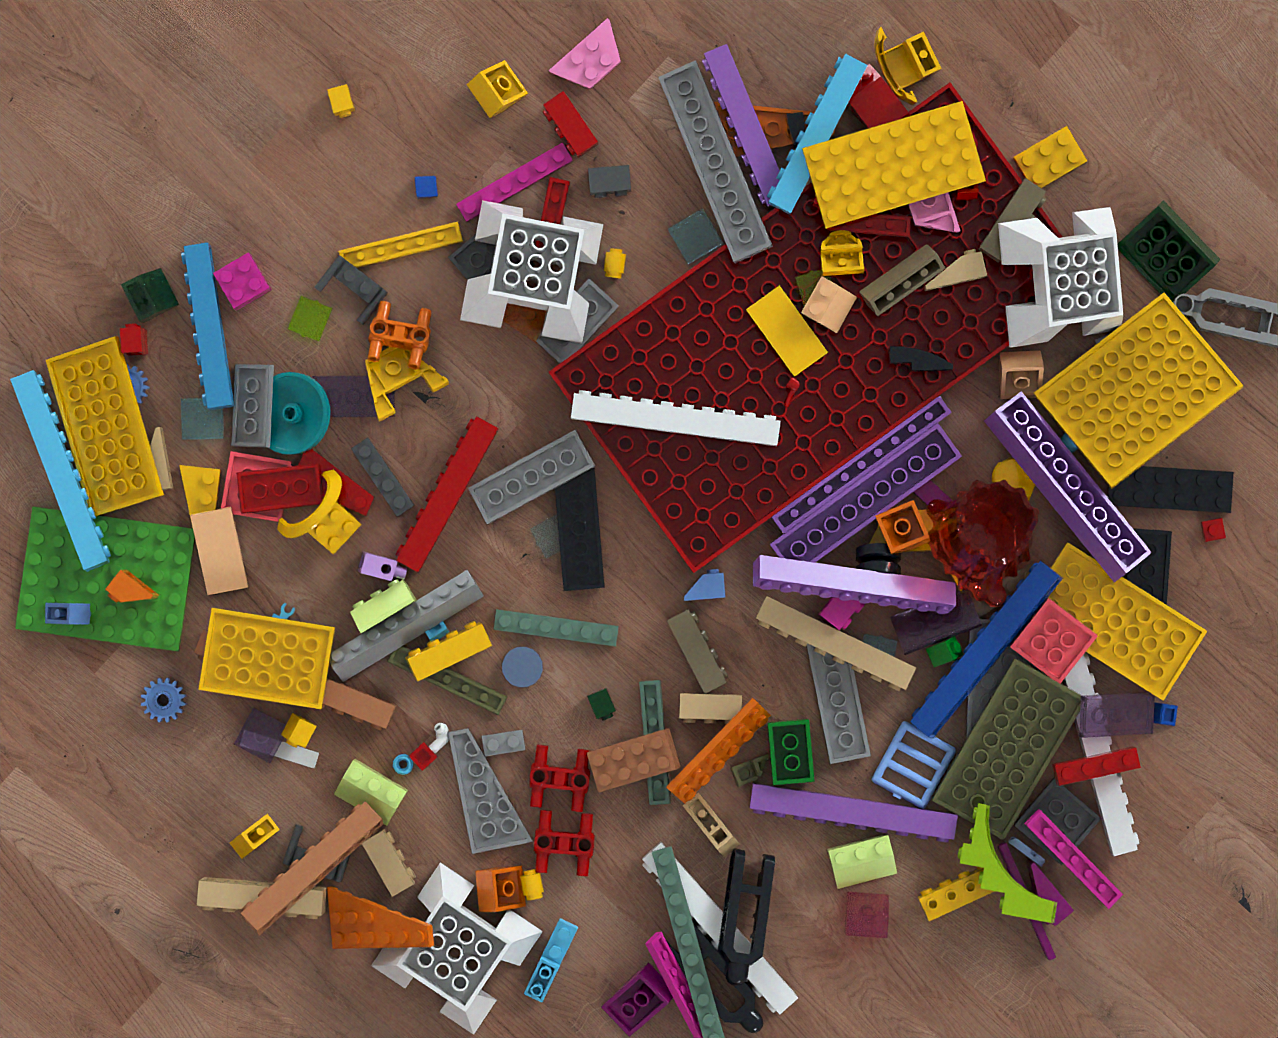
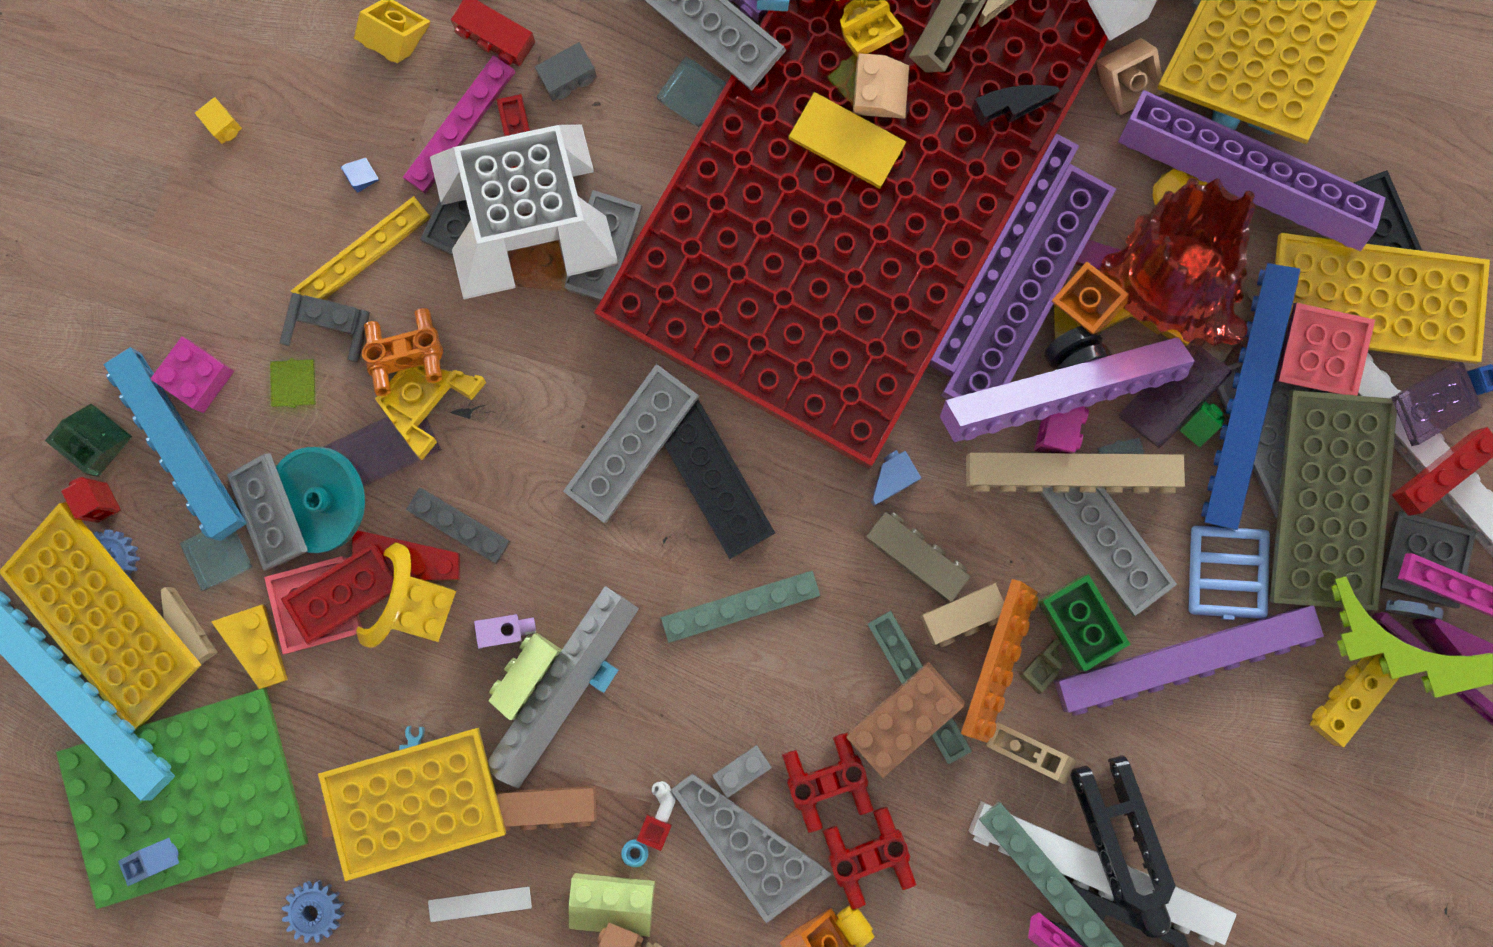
camera: 25 degrees left, 5 degrees down
(128, 588) = (206, 796): orange slope -> none
(219, 551) = (302, 701): light nougat tile -> none
(261, 735) = (450, 898): clear purple tile -> none
(298, 731) = (491, 873): yellow brick -> none
(447, 494) = (542, 510): red brick -> none
(448, 651) = (627, 692): yellow brick -> none
(456, 684) = (641, 726): olive tile -> none
(522, 666) = (722, 671): sand blue tile -> none
(547, 536) = (681, 505): clear light blue piece -> none
(602, 704) = (836, 671): dark green brick -> none
(614, 263) = (614, 161): yellow brick -> none
(675, 419) = (767, 296): white brick -> none
(793, 384) = (884, 196): red hand -> none
(862, 860) = (1226, 711): yellowish green slope -> none
(867, 915) = (1265, 774): clear pink slope -> none
(1175, 489) = (1366, 124): black plate -> none
(1213, 530) = (1429, 149): red plate -> none

